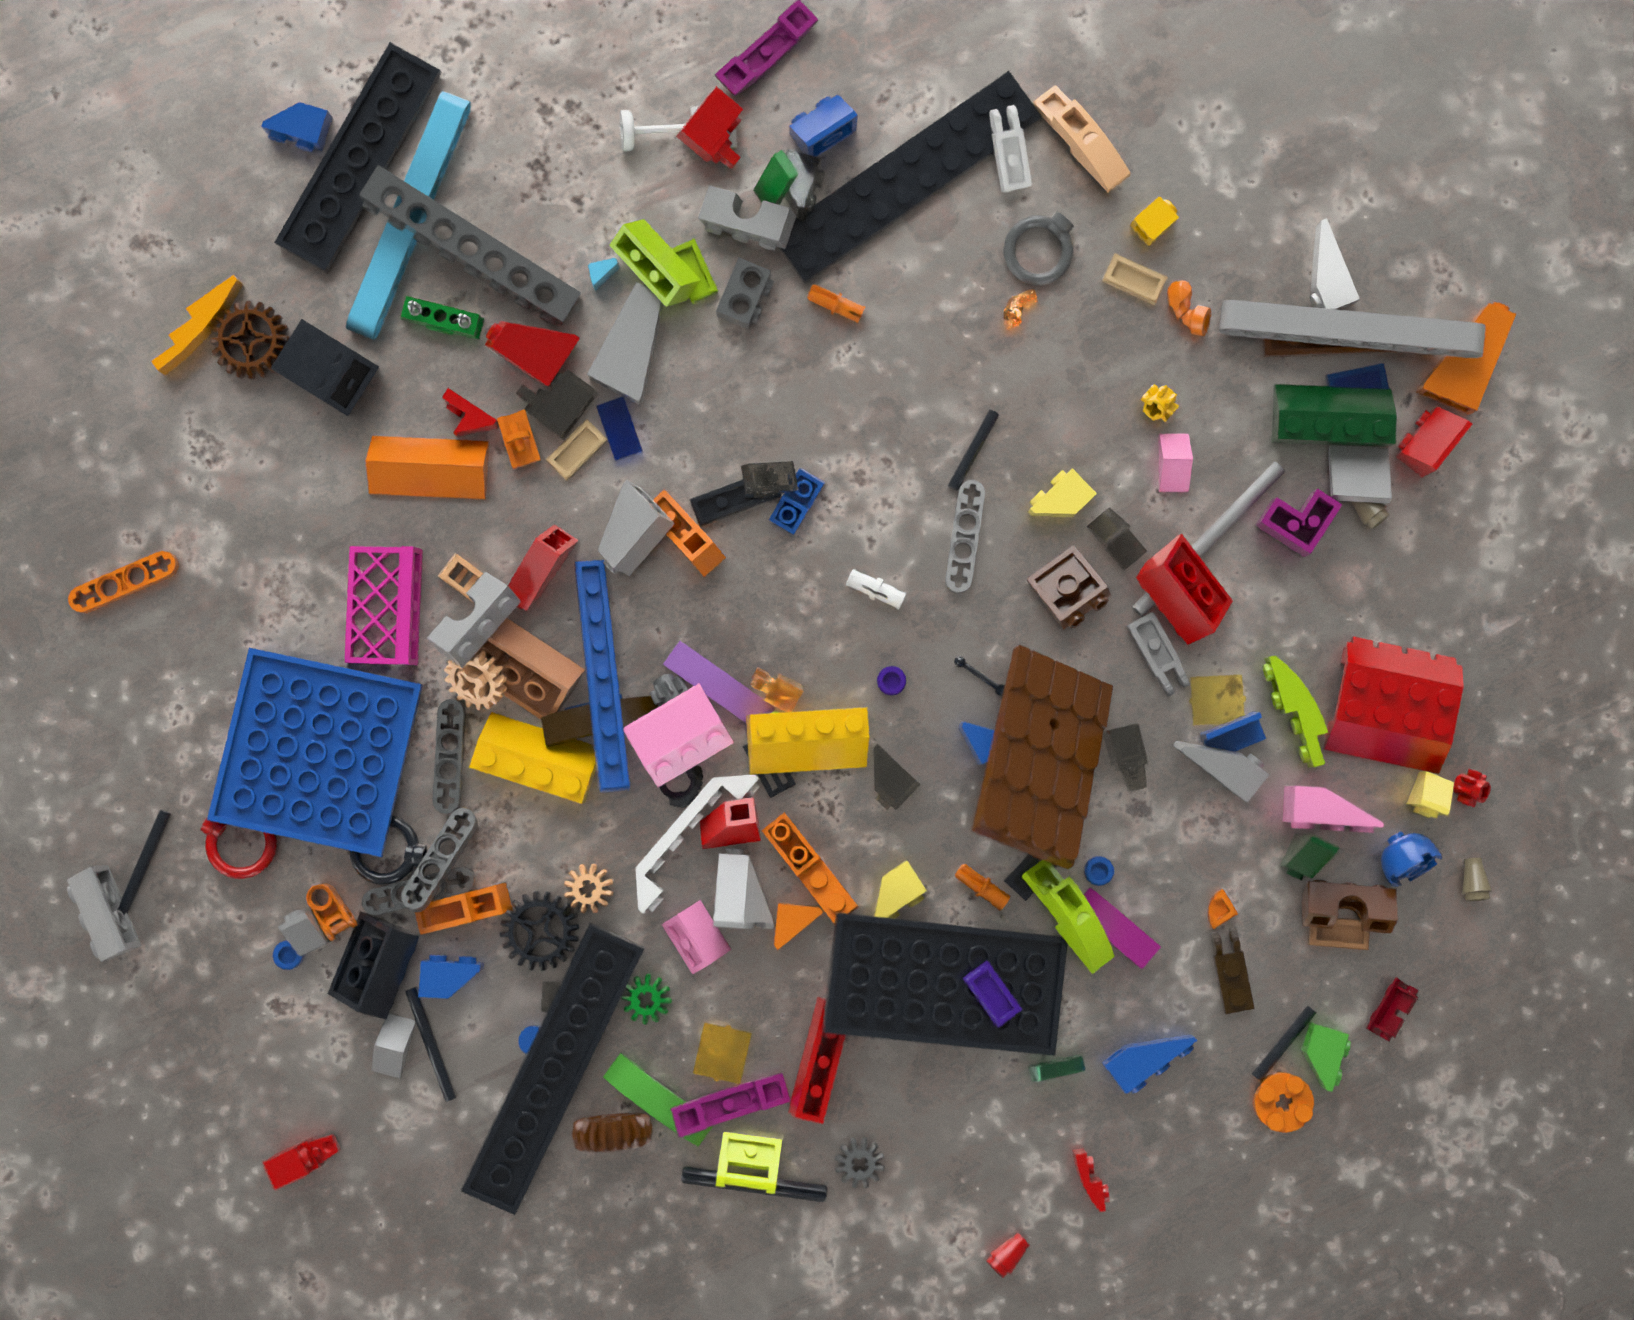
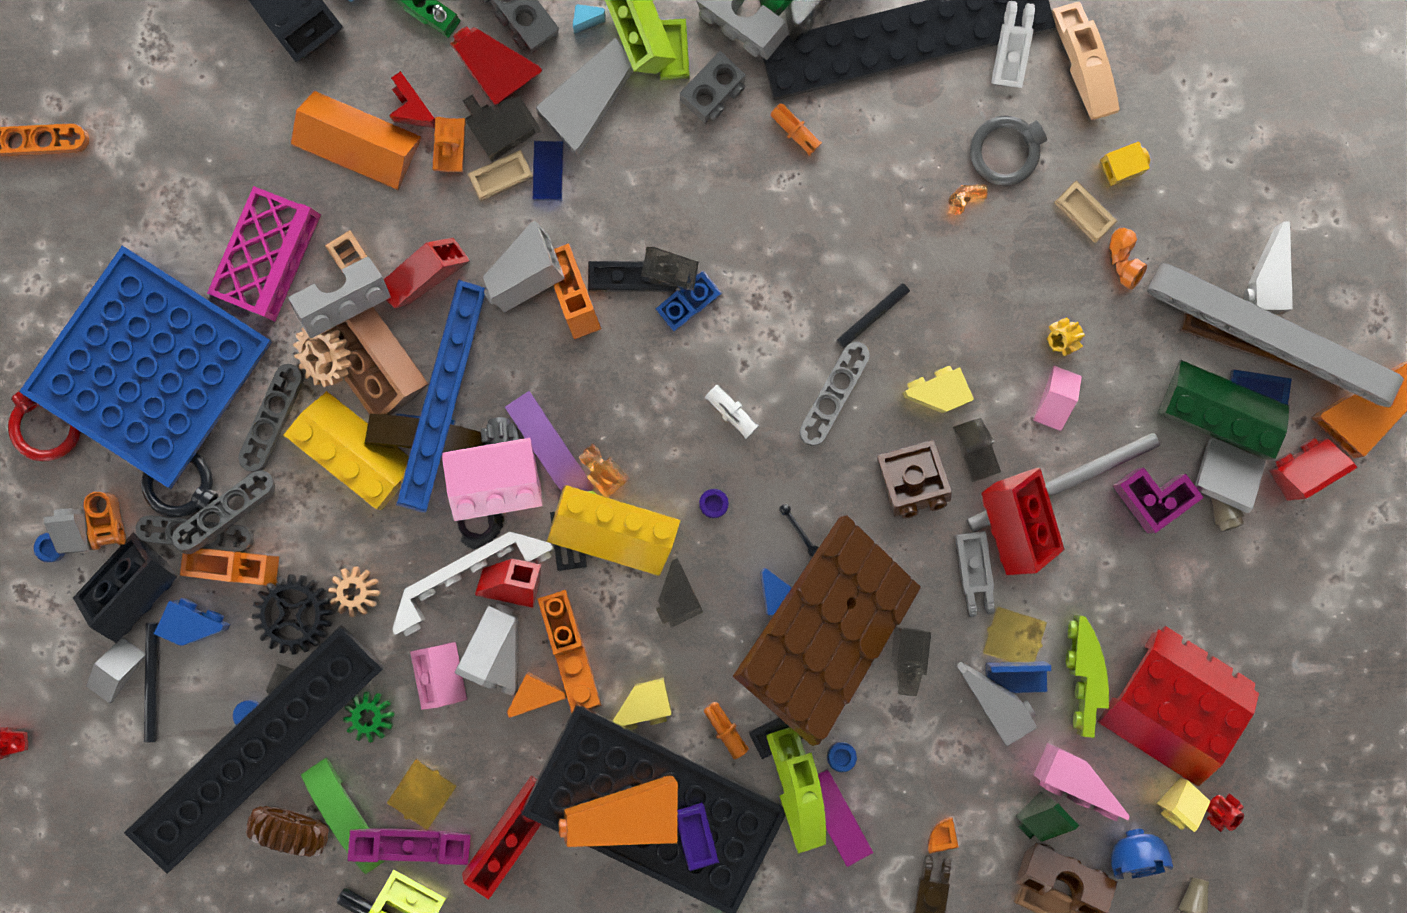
camera: 15 degrees right, 0 degrees up
(921, 999) = (626, 817): none -> orange slope

